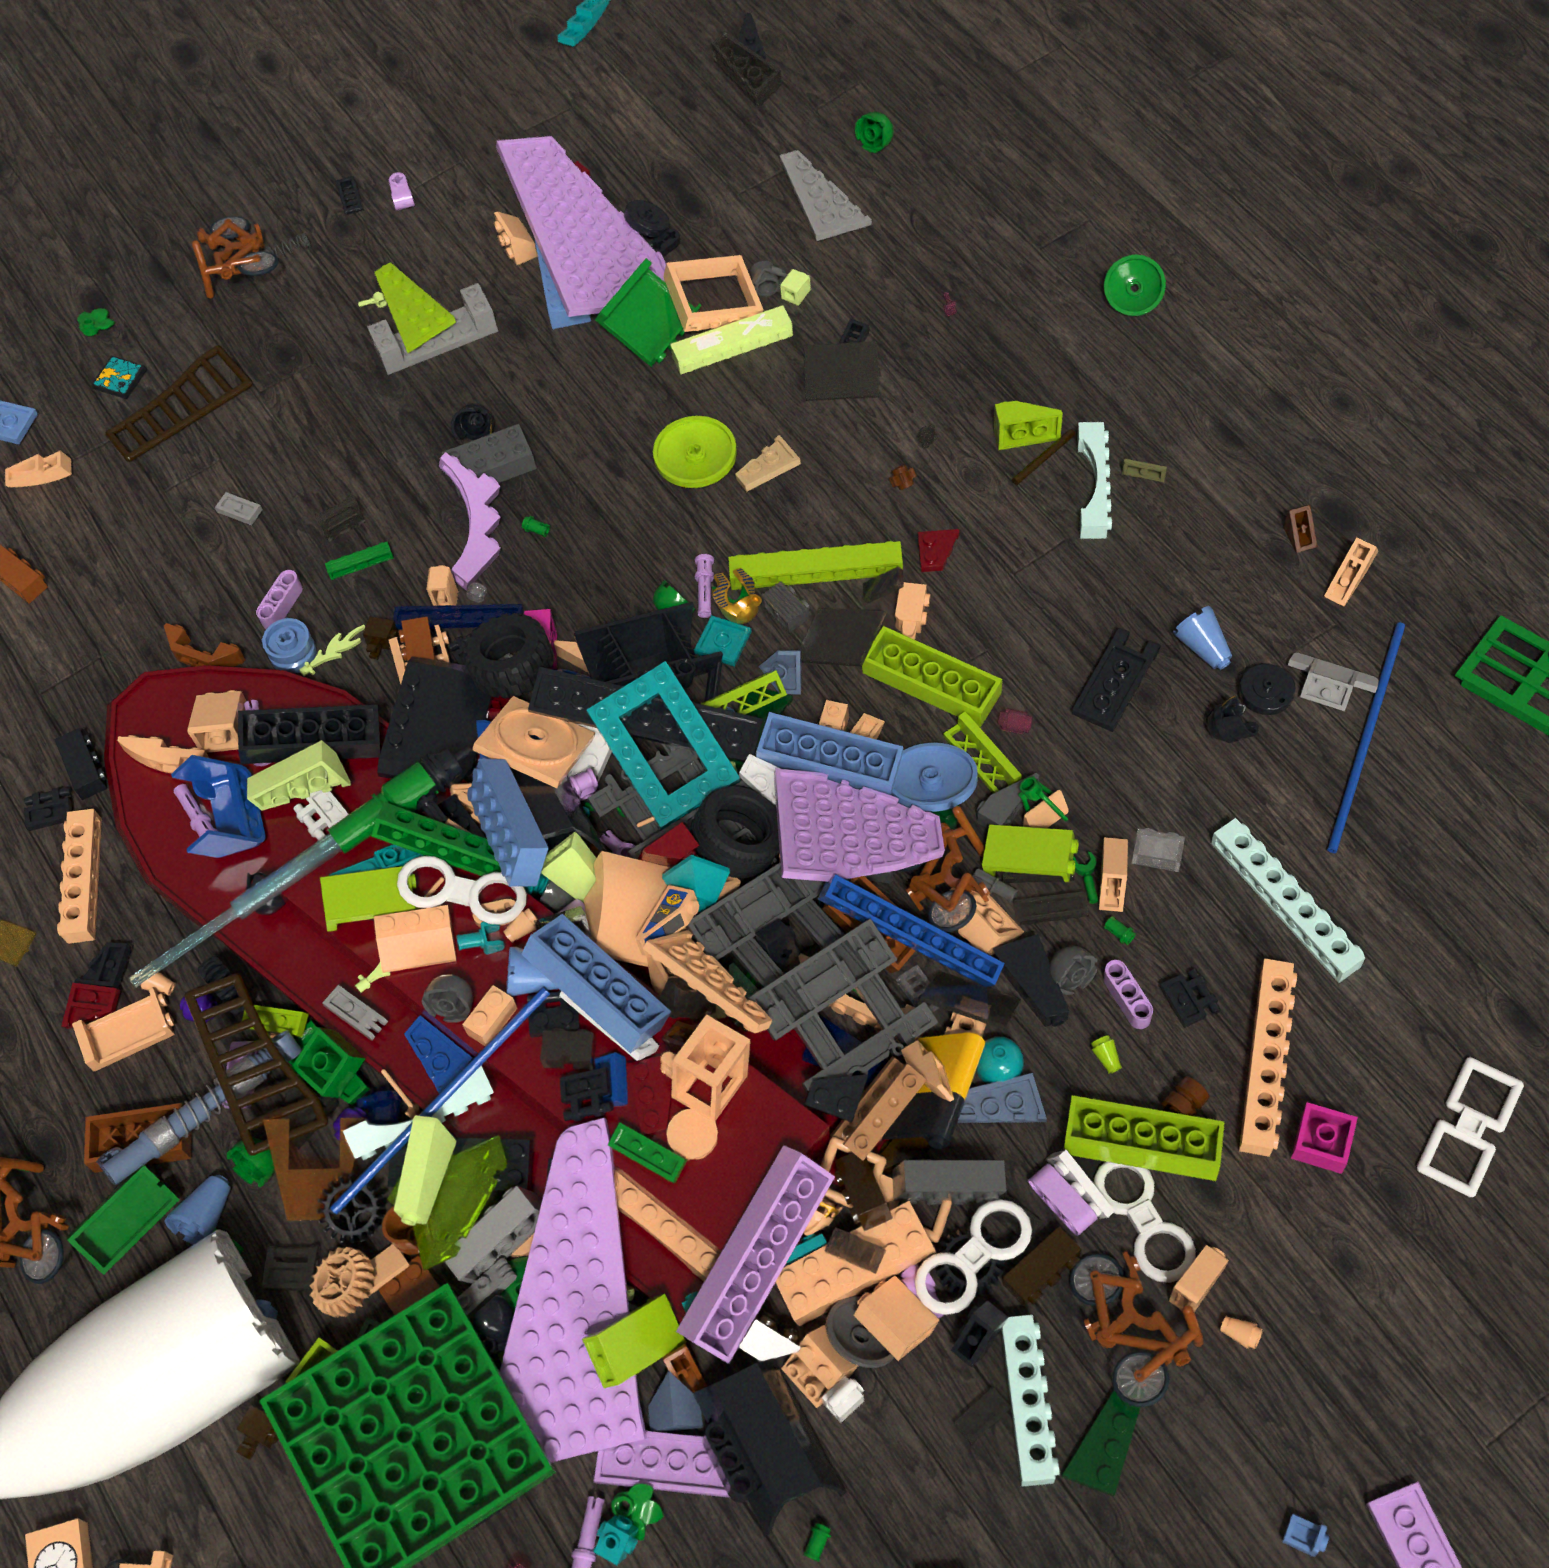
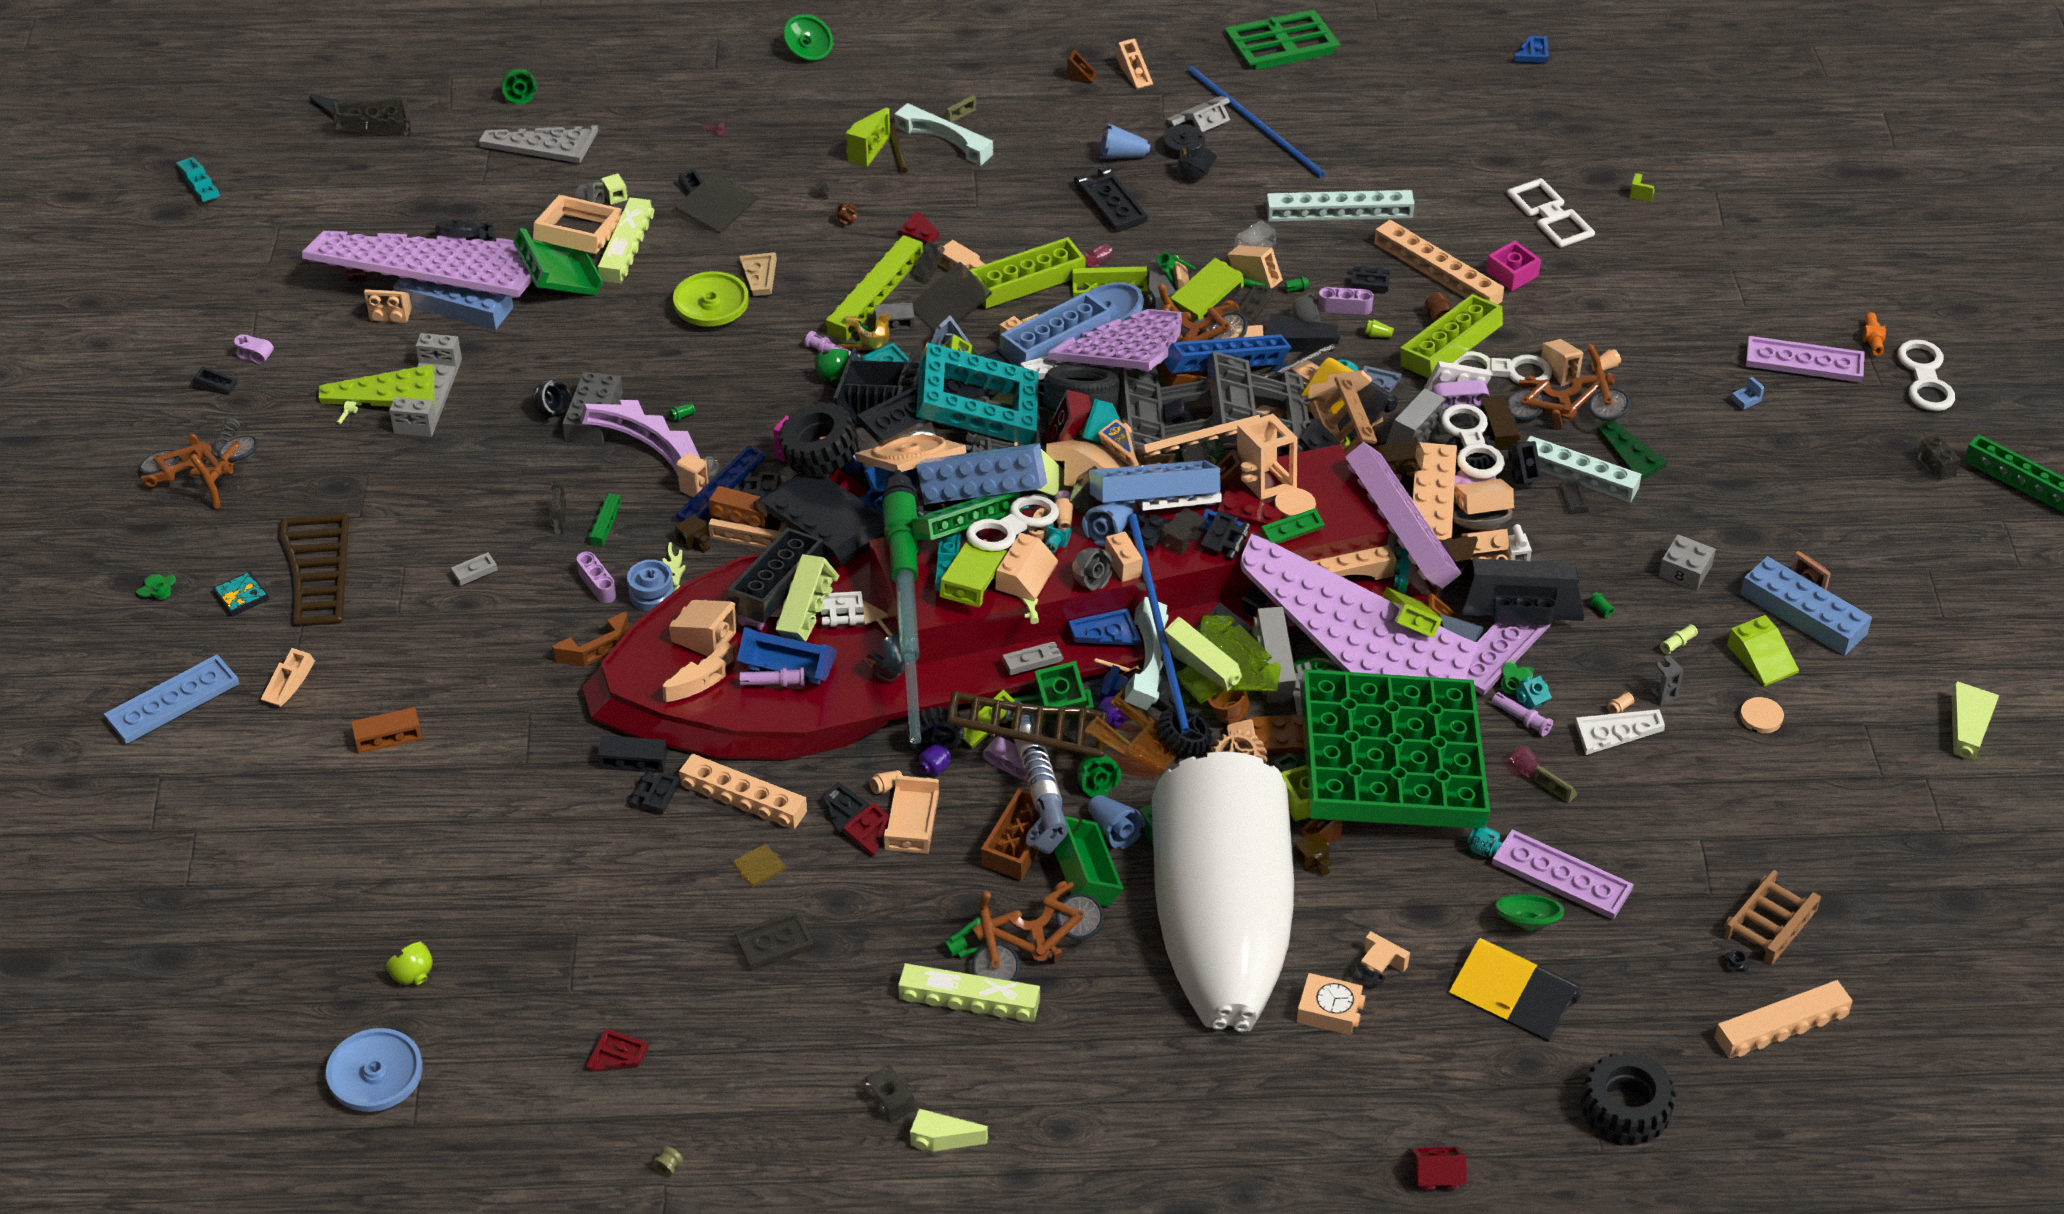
camera: 65 degrees left, 15 degrees down
(855, 1250) = (1432, 480): clear smoke slope -> none

